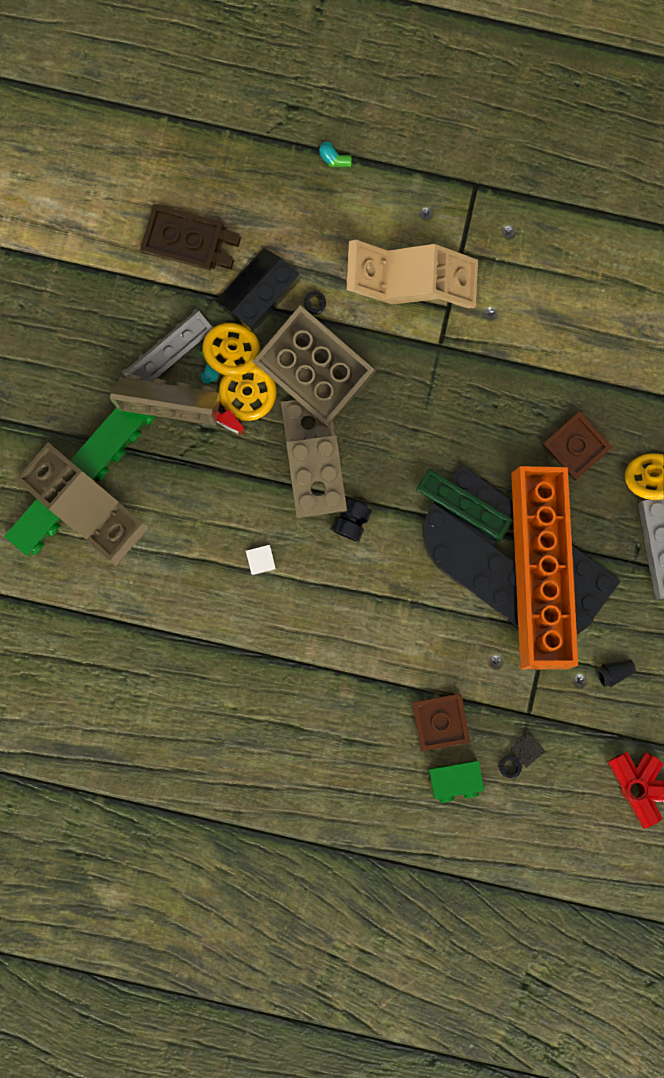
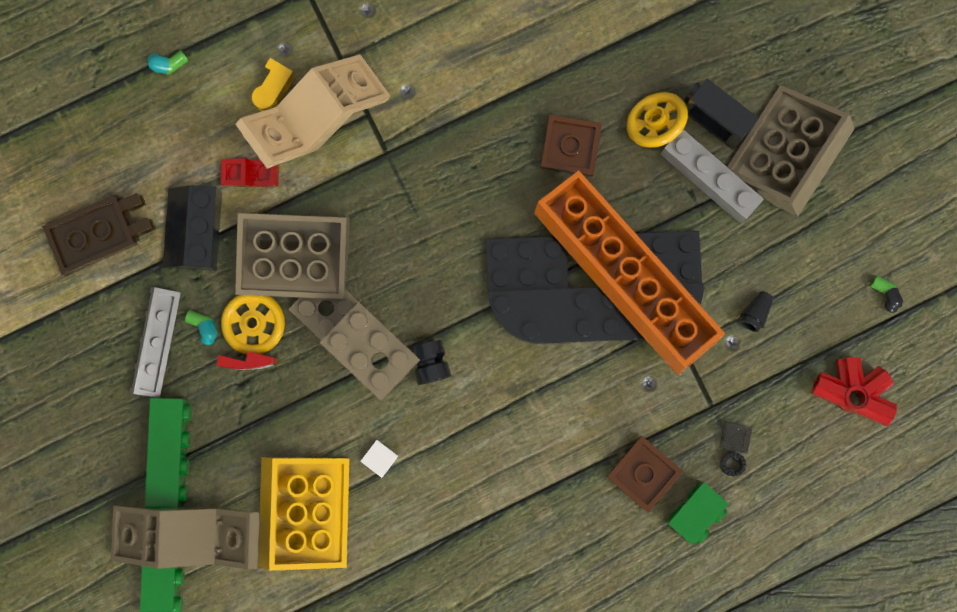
camera: 35 degrees left, 0 degrees up
(166, 400) = (186, 388): dark tan slope -> none
(177, 554) = (303, 513): none -> yellow slope
(229, 367) = (219, 315): yellow plate -> none
(307, 303) = (244, 206): black bush -> none
(329, 282) = (248, 173): none -> red slope
(396, 235) = (274, 86): none -> yellow leg
(464, 504) = (516, 272): dark green tile -> none

